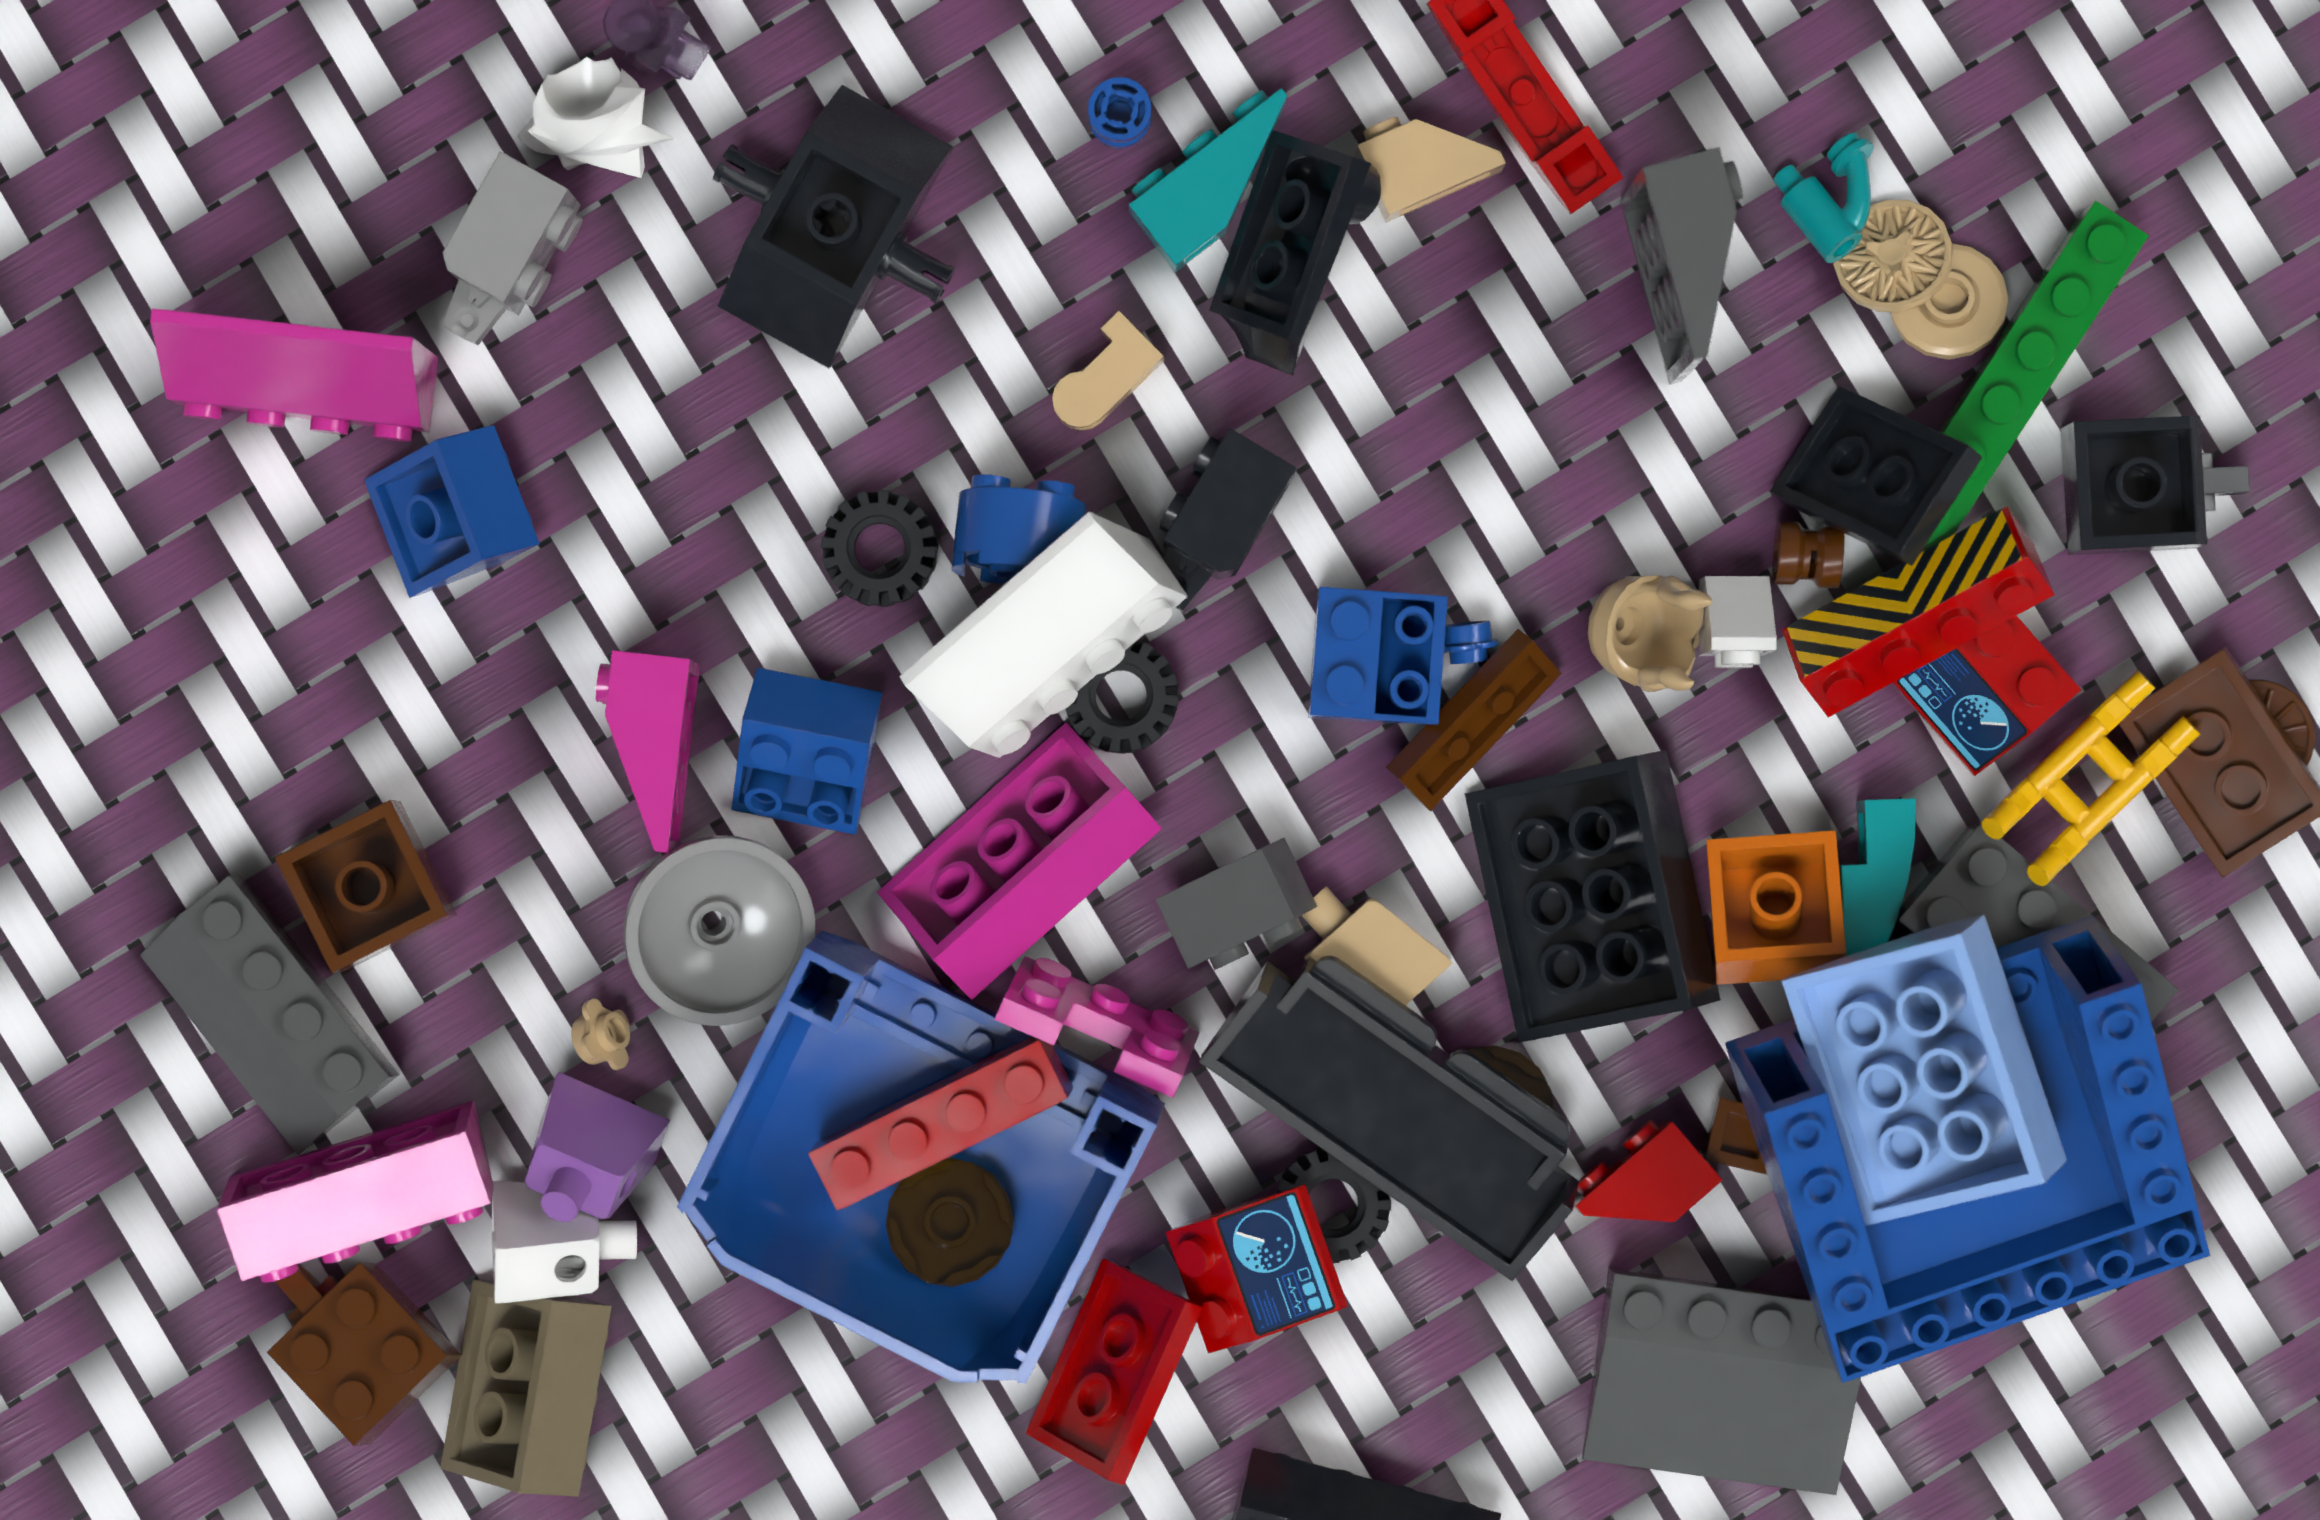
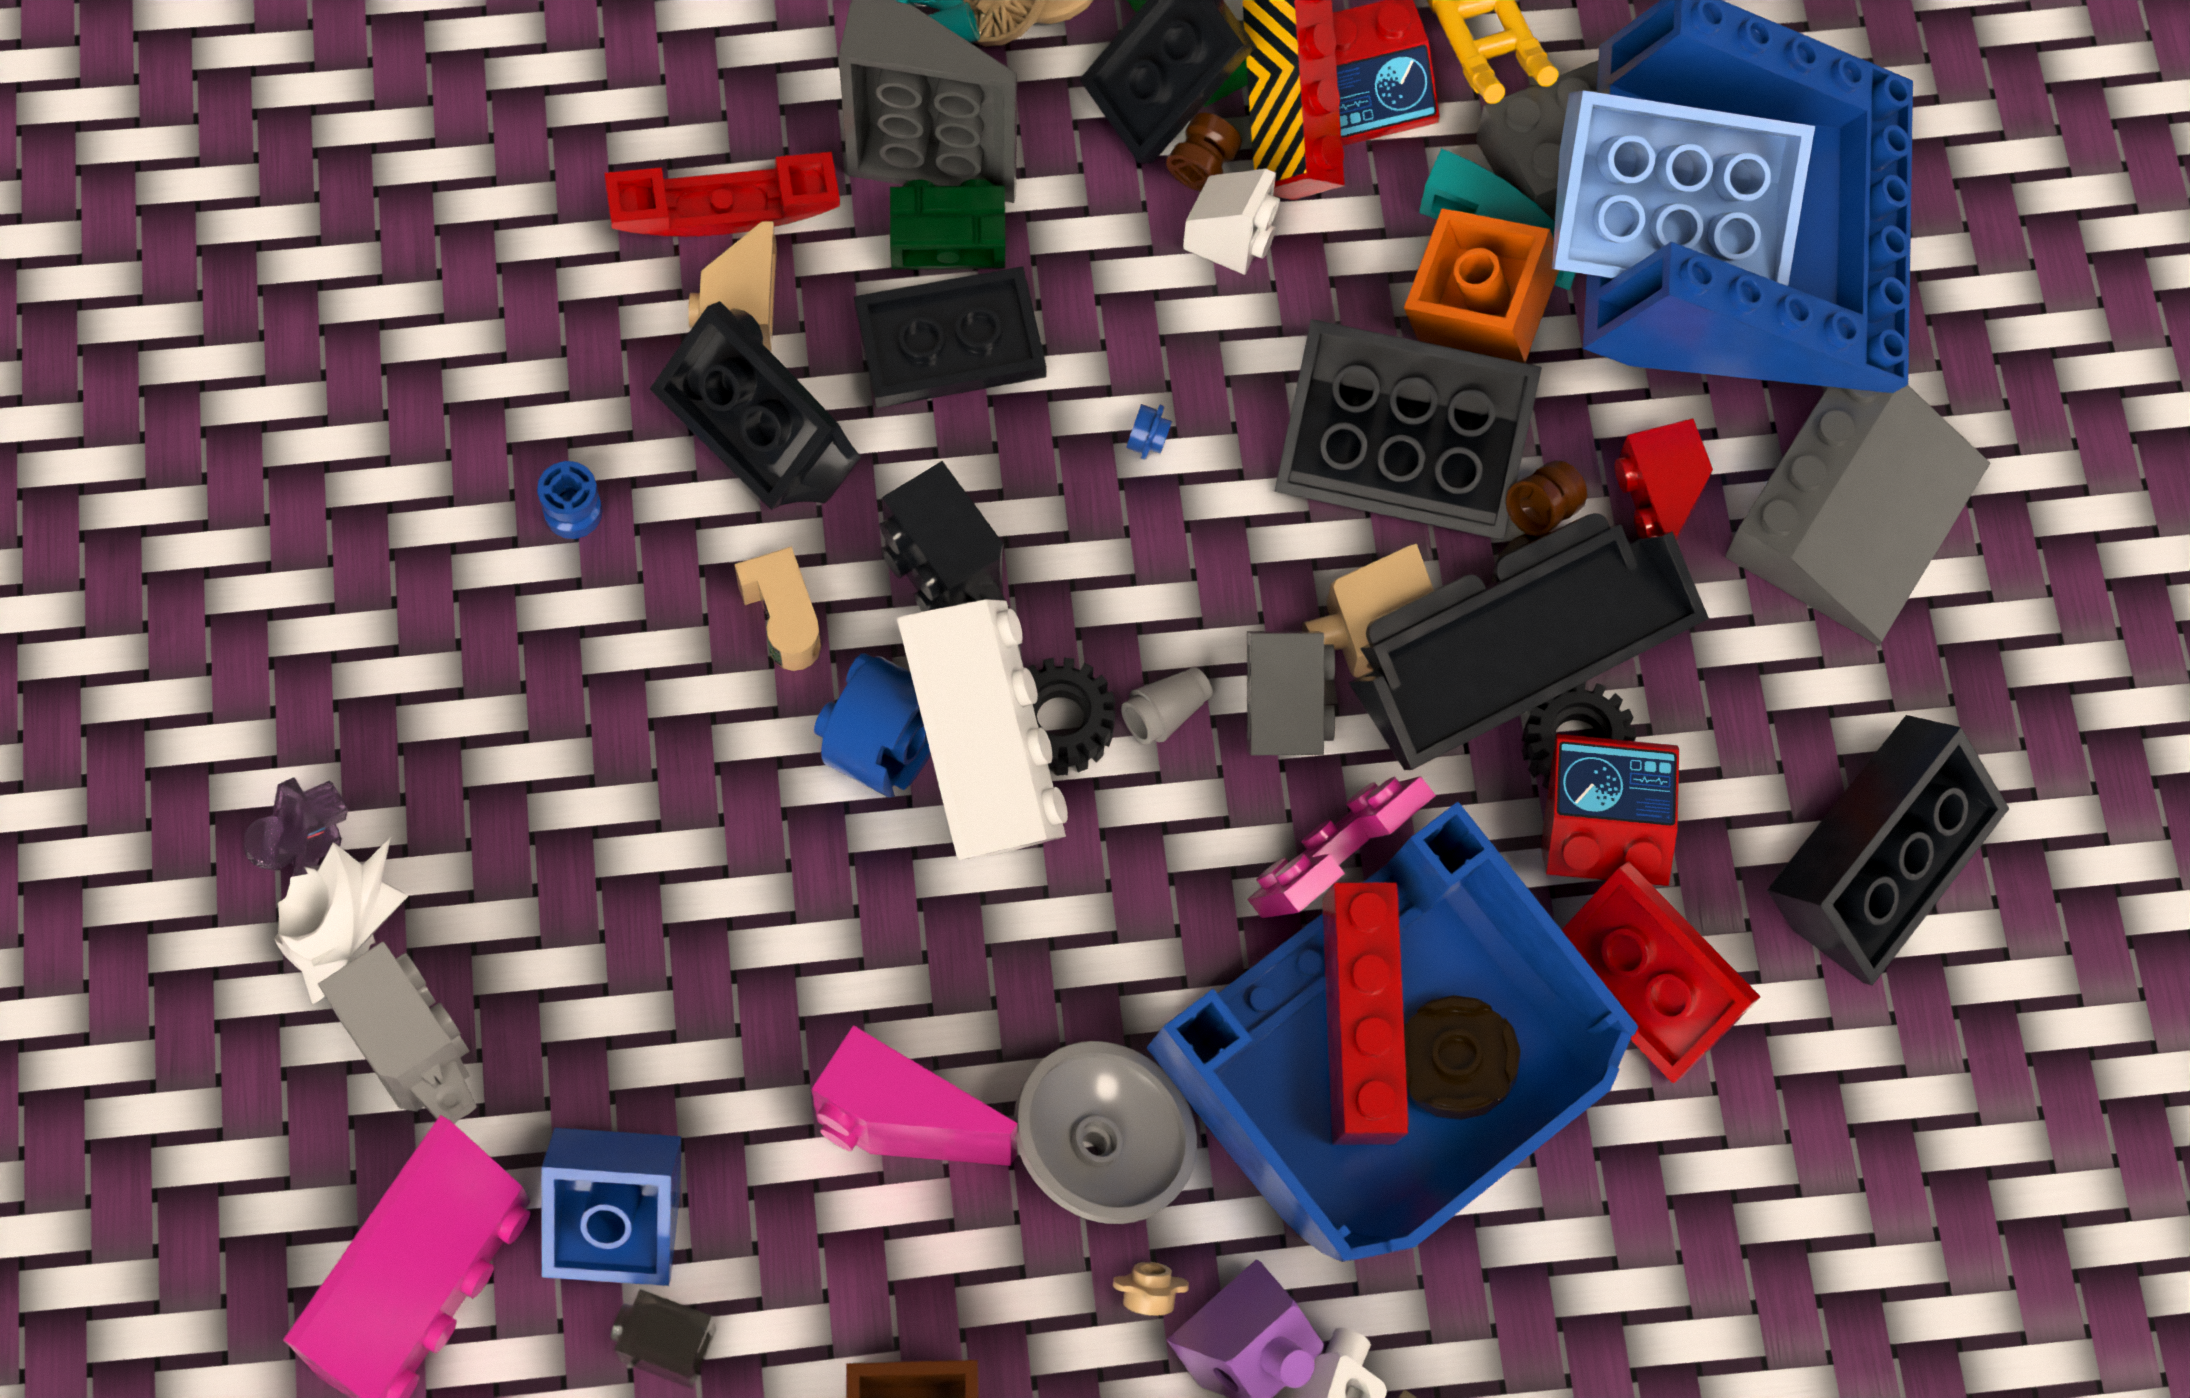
camera: 65 degrees left, 20 degrees down
(353, 619) = (663, 1337): none -> clear smoke brick
(806, 750) = (981, 993): blue slope -> none
(813, 285) = (571, 806): black slope -> none
(873, 509) = (832, 820): black tyre -> none
(1018, 861) = (1162, 860): dark pink slope -> none
(1180, 791) = (1165, 705): none -> light grey cone
(1200, 197) = (675, 463): teal slope -> none
(1377, 656) = (1127, 498): blue slope -> none
(1474, 720) = (1217, 452): reddish brown plate -> none
(1476, 395) = (950, 337): none -> black plate
(1577, 1070) = (1546, 498): none -> reddish brown wheel
(1598, 334) = (947, 225): none -> dark green brick
(1648, 631) = (1202, 284): tan hair -> none
(1732, 1138) = (1658, 399): reddish brown plate -> none

